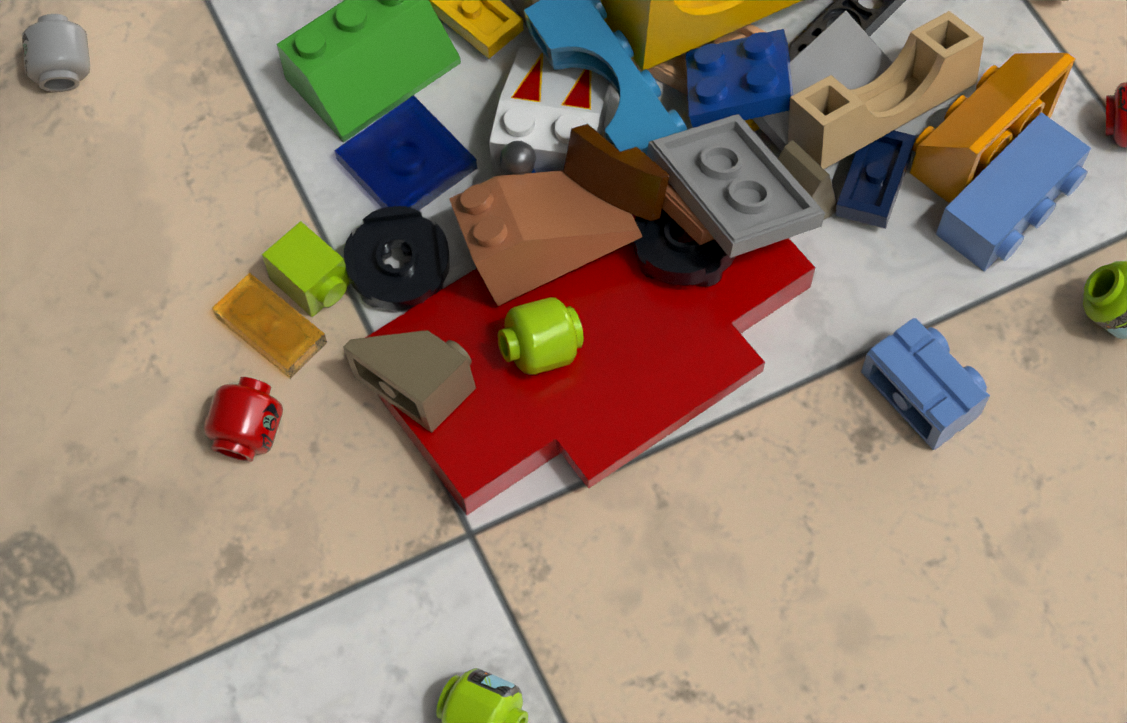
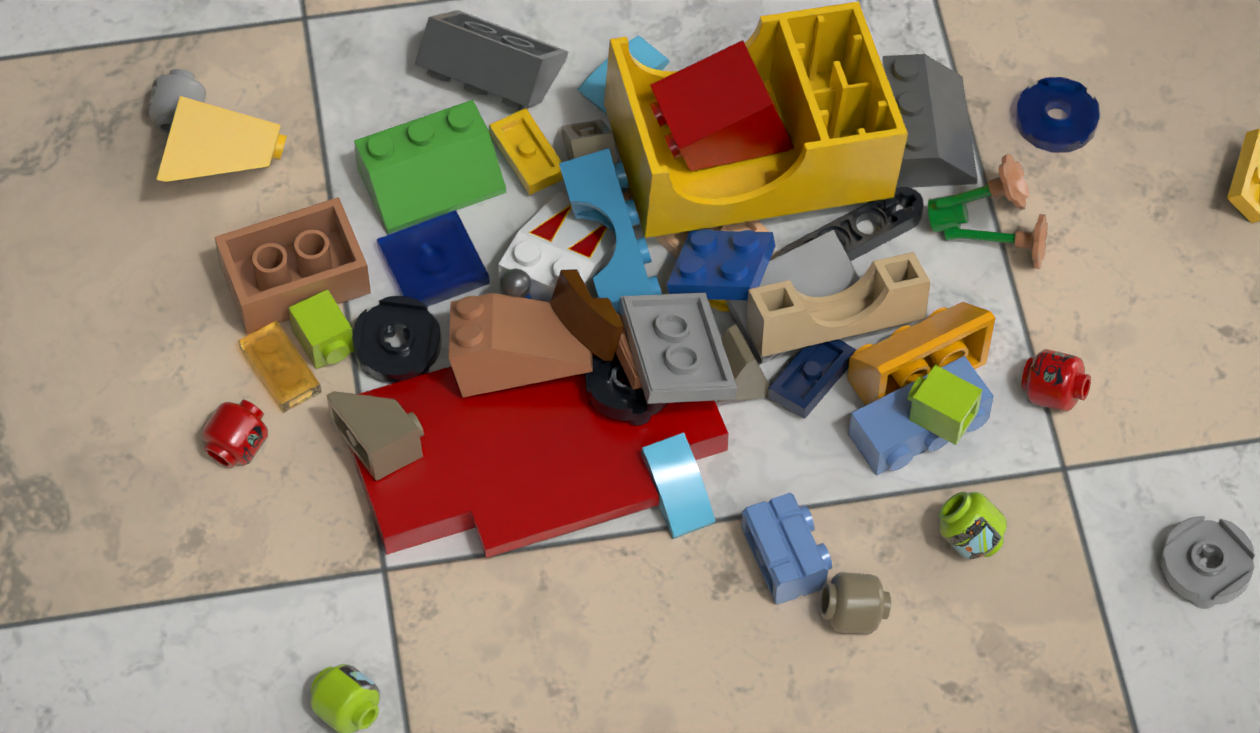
camera: 15 degrees right, 5 degrees down
(119, 82) = (217, 141): none -> yellow slope
(248, 199) = (290, 261): none -> nougat brick
(541, 336) = (484, 427): lime head -> none
(782, 341) = (678, 485): none -> medium azure slope
(1028, 425) = (854, 603): none -> dark tan head
(1051, 170) = (944, 404): none -> lime brick

